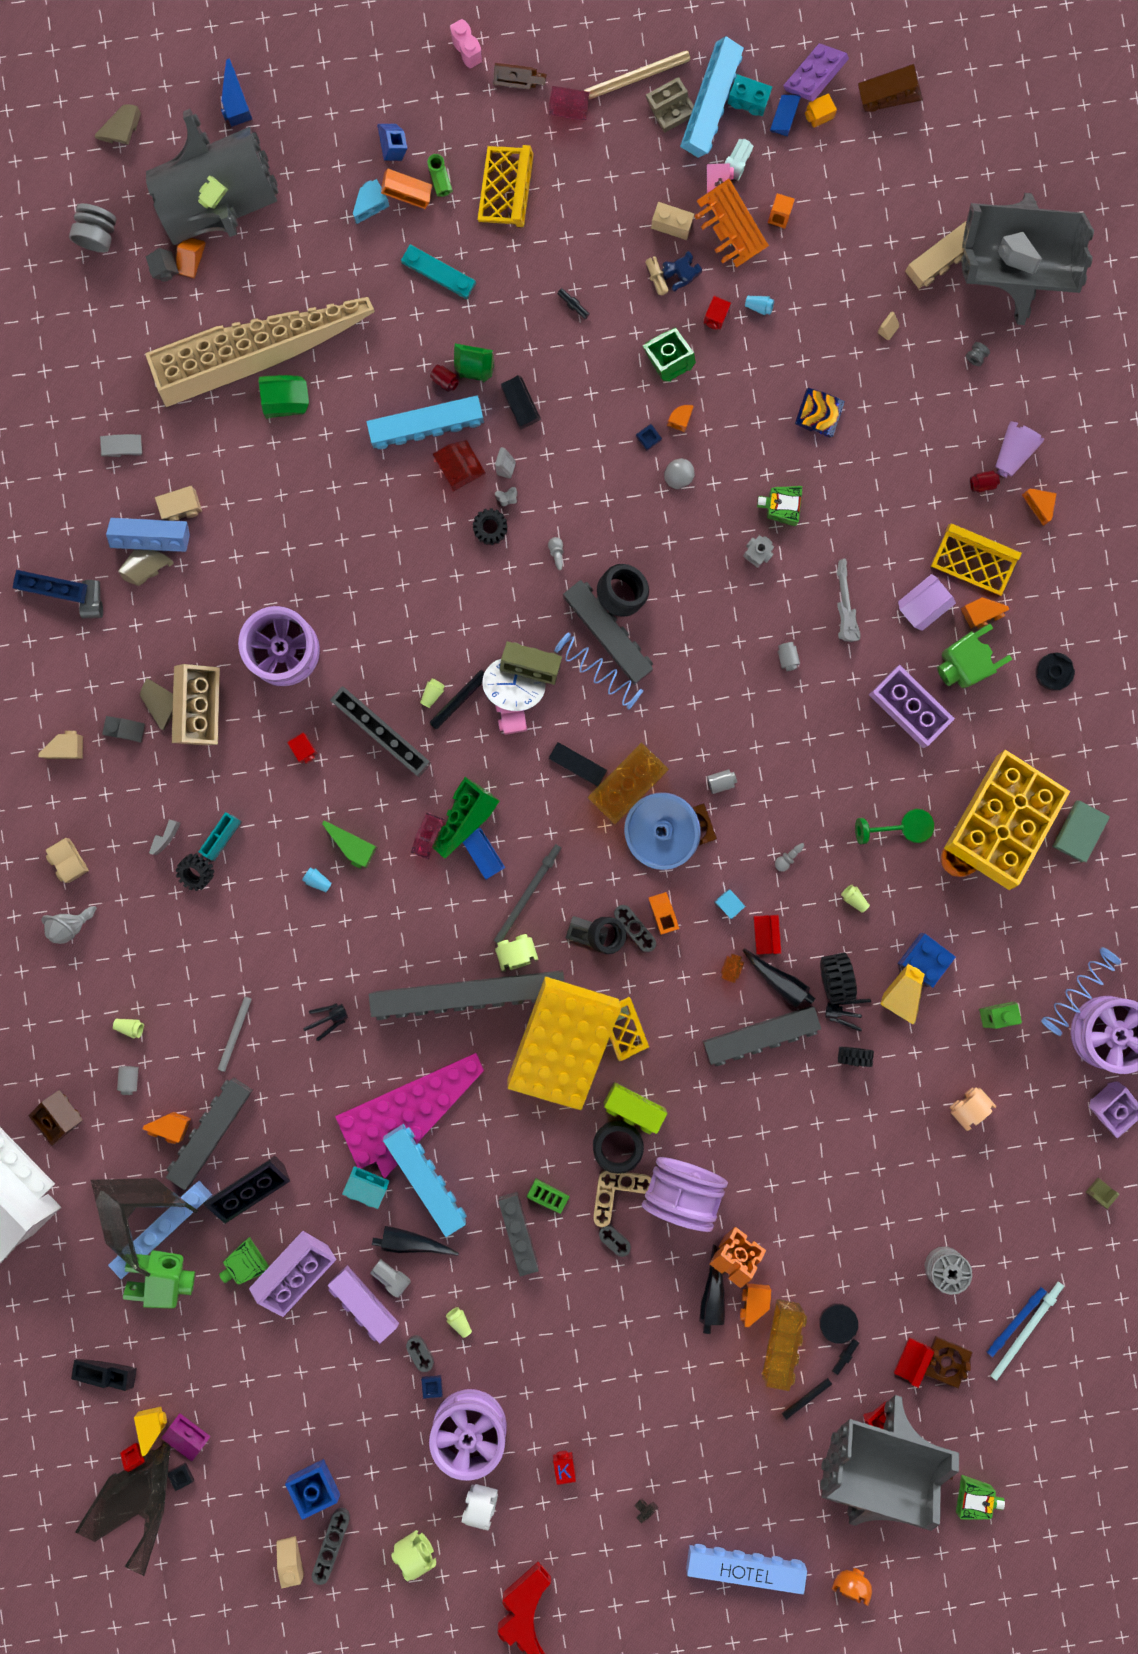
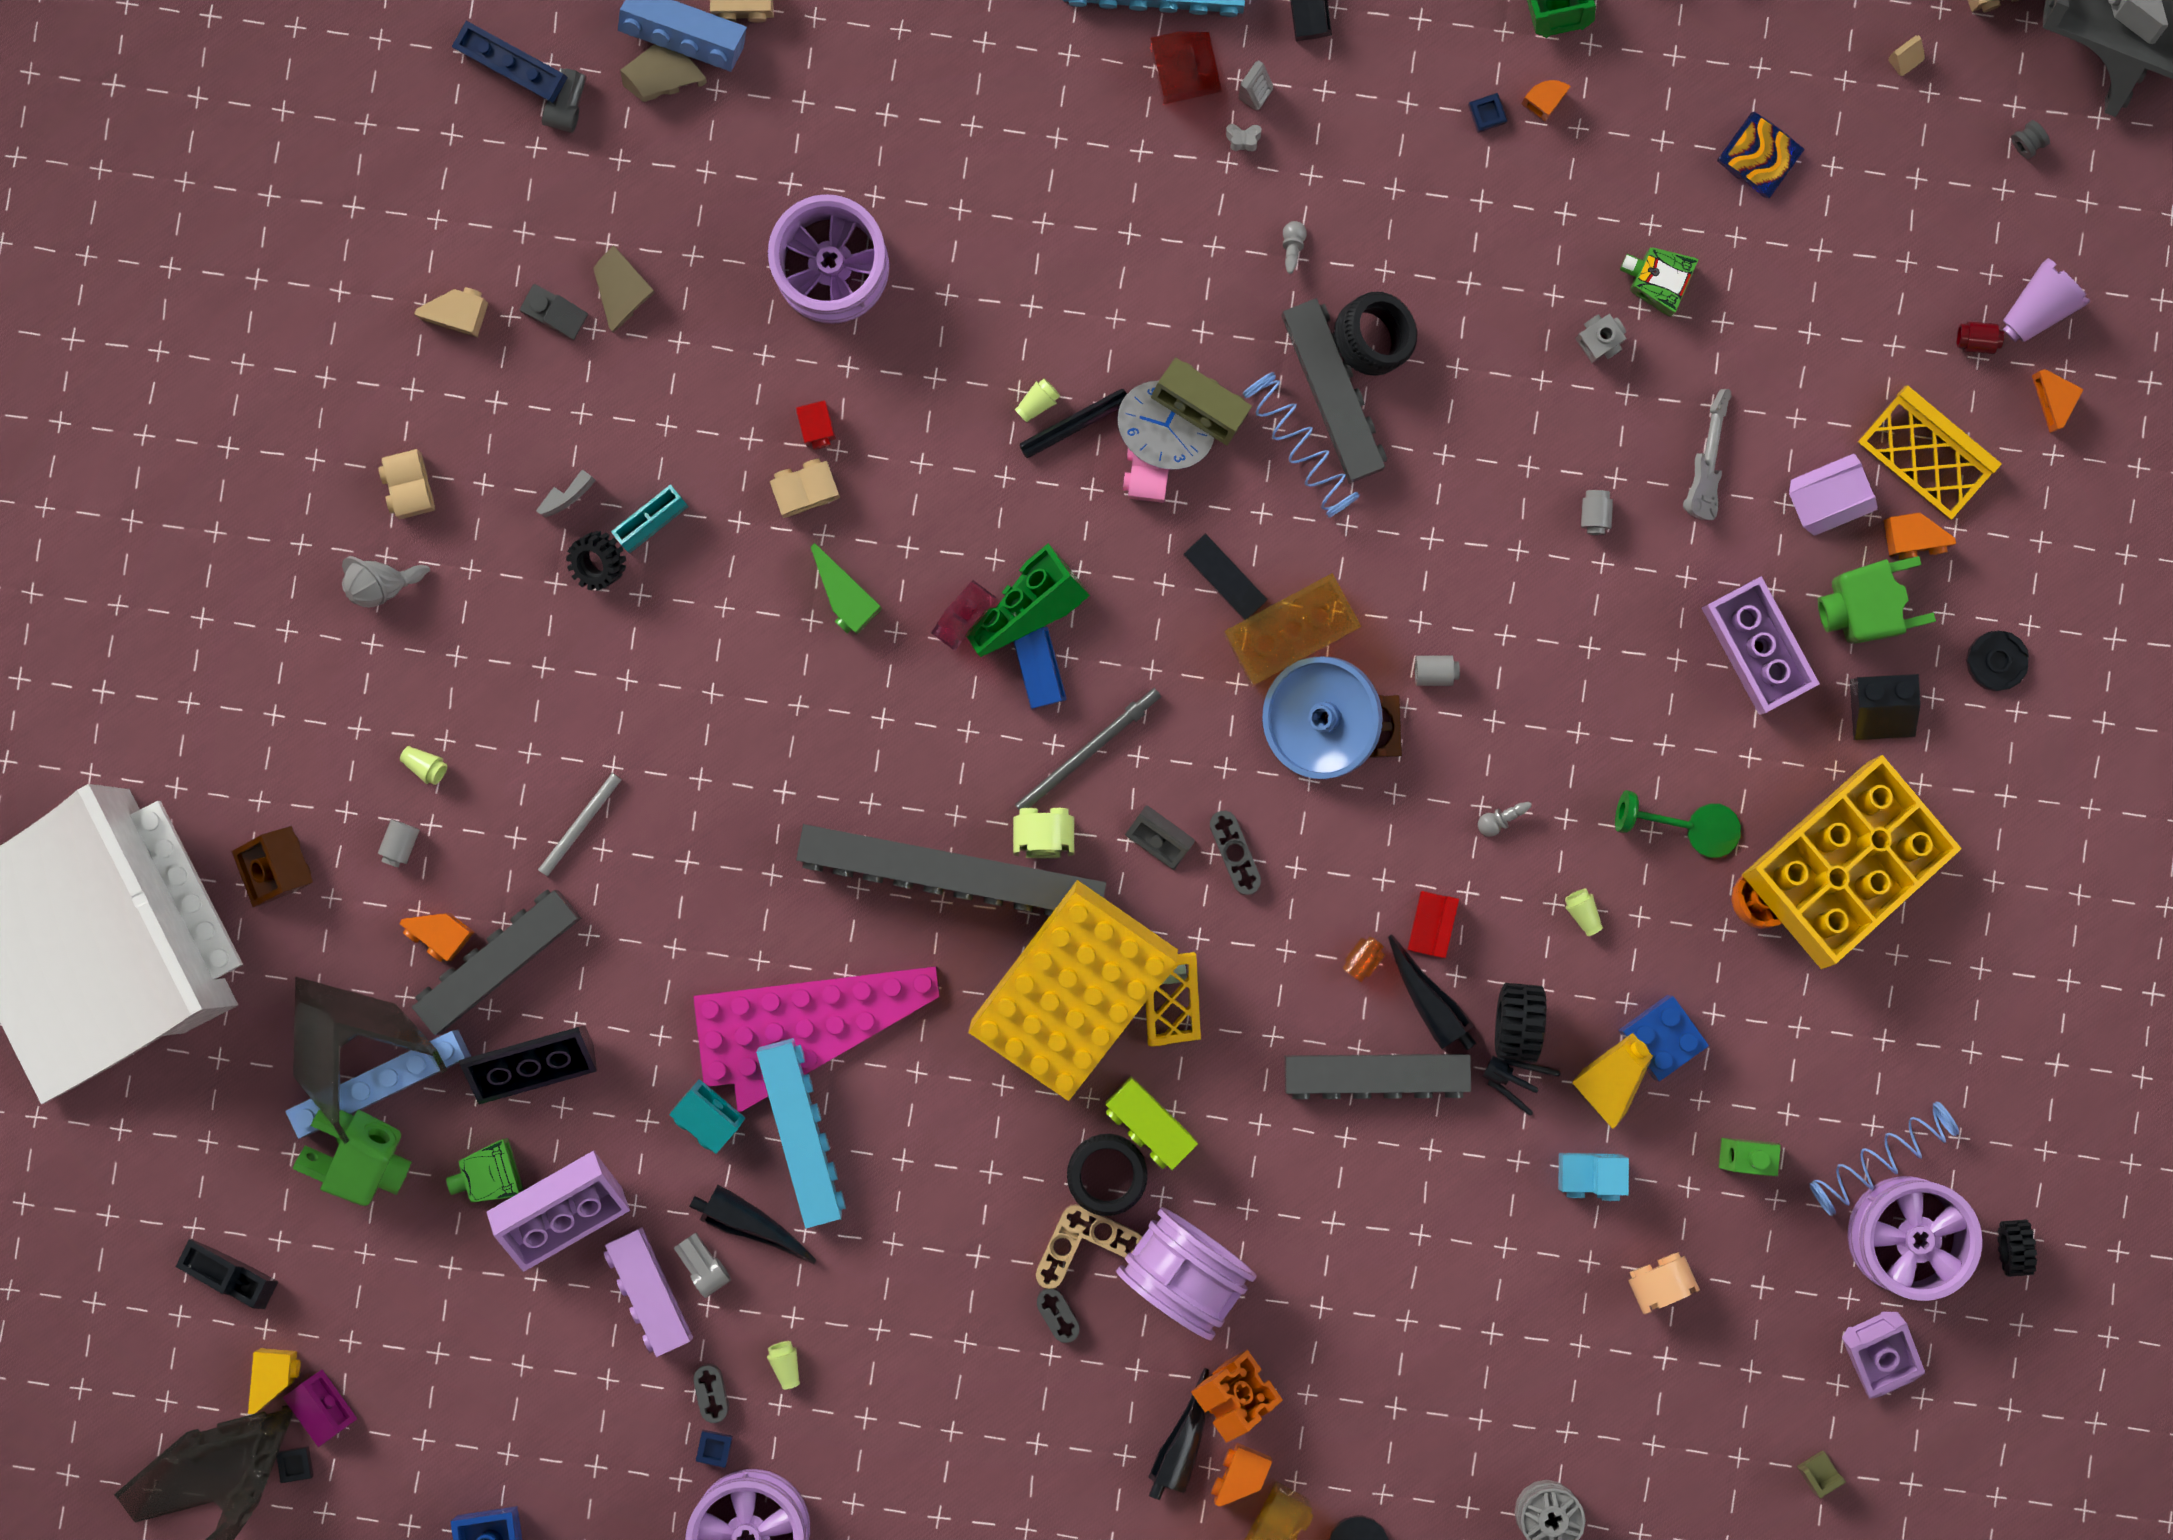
camera: 25 degrees right, 0 degrees up
(132, 1457) = (231, 1412): red plate -> none
(195, 705) = (675, 308): tan brick -> none
(307, 789) = (804, 488): none -> tan brick
(316, 880) = (775, 630): medium azure cone -> none
(337, 1014) = (743, 842): black plant -> none
(380, 731) = (942, 435): dark grey brick -> none
(493, 515) = (1203, 193): black tyre -> none
(518, 1234) = (916, 1258): dark grey brick -> none
(537, 1183) = (953, 1206): bright green slope -> none
(593, 935) = (1209, 854): black tyre -> none
(663, 913) = (1285, 842): orange slope -> none
(679, 473) = (1517, 182): light grey hair -> none
(729, 903) = (1390, 860): medium azure panel -> none
(855, 1056) = (1509, 1149): black tyre -> none
(911, 1054) = (1594, 1173): none -> medium azure brick
(997, 719) = (1885, 706): none -> black slope
(1080, 831) = (1960, 916): sand green piece -> none

